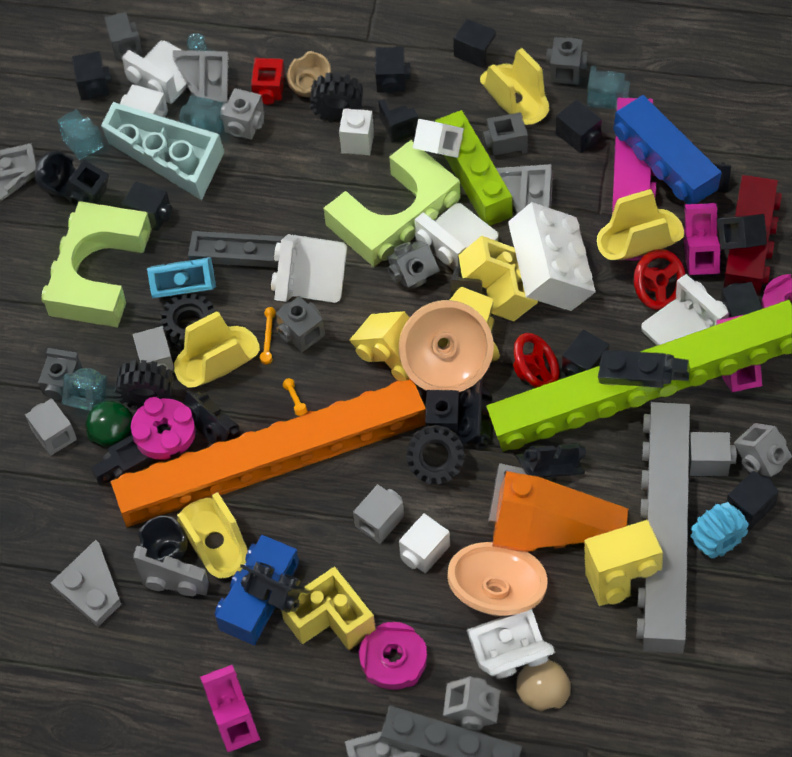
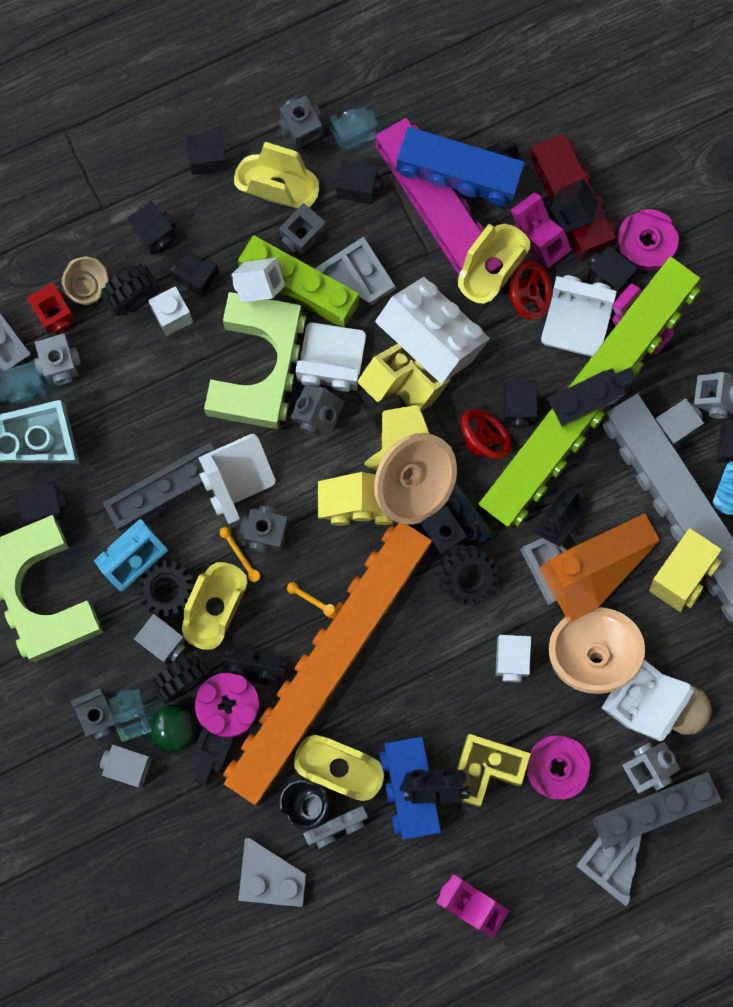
camera: 40 degrees left, 20 degrees up
(379, 513) = (458, 654): light grey brick -> none

